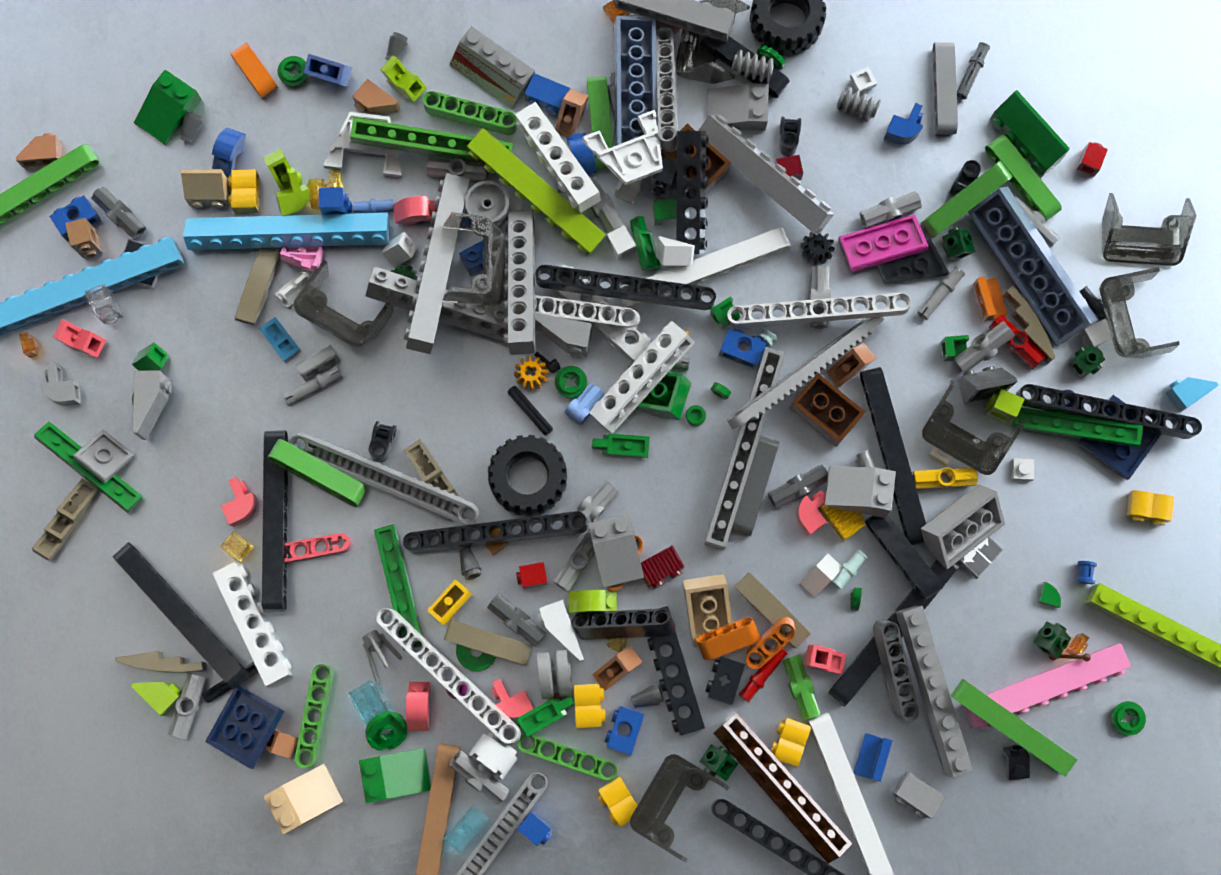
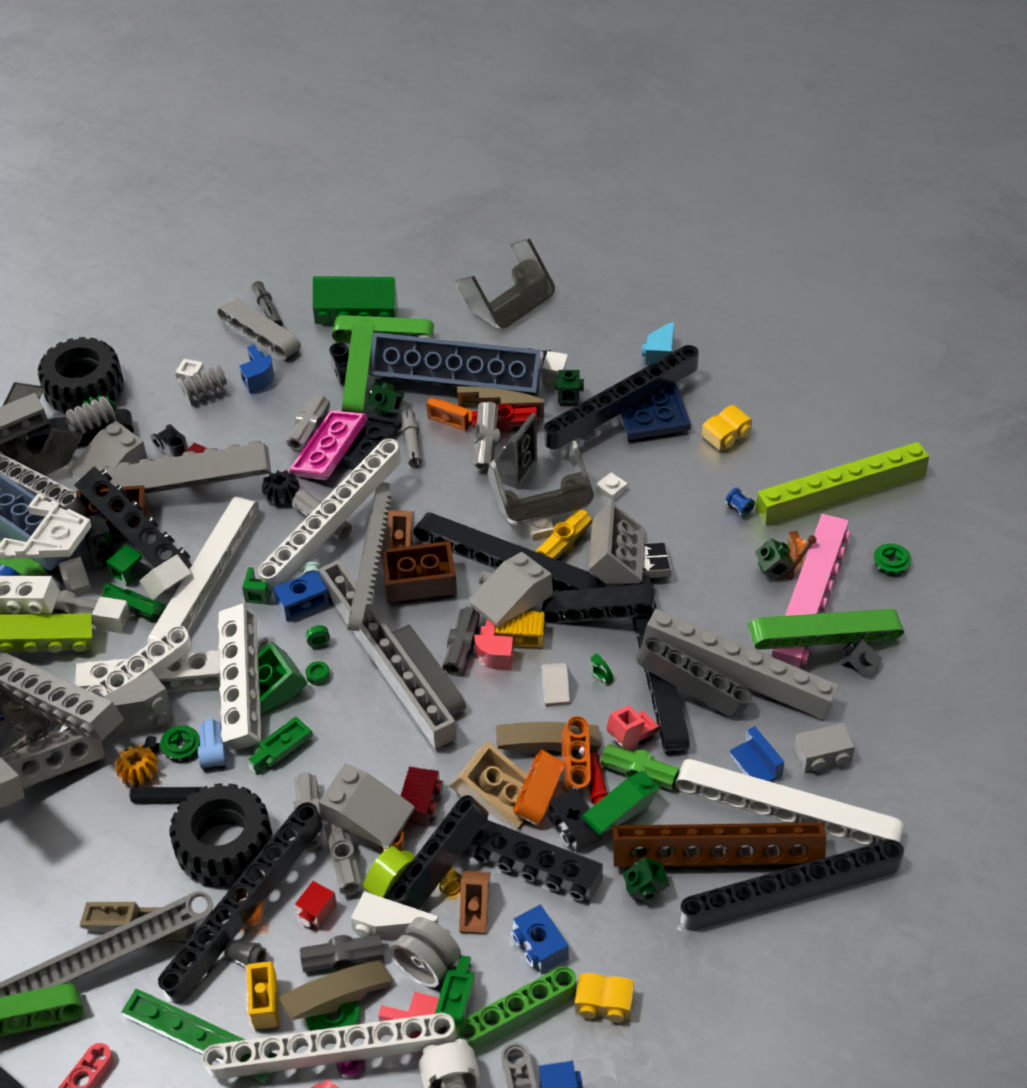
camera: 45 degrees left, 30 degrees down
(383, 437) = (49, 936): black piece -> none
(587, 705) = (488, 954): yellow brick -> none
(635, 284) = (178, 611): black beam -> none
(648, 697) = (528, 895): dark grey cone -> none
(662, 796) = (625, 919): clear smoke windscreen -> none
(757, 703) = (622, 803): none -> green slope
(790, 742) = (681, 806): yellow brick -> none
(849, 569) = (571, 657): light aqua pin -> none
(953, 346) = (461, 459): green panel -> none
(1003, 406) = (547, 455): lime brick -> none
(1050, 595) = (735, 539): green tile -> none
(1080, 427) = (617, 421): green plate -> none
(1092, 158) = (417, 284): red brick -> none
(1114, 294) = (534, 329): clear smoke windscreen -> none

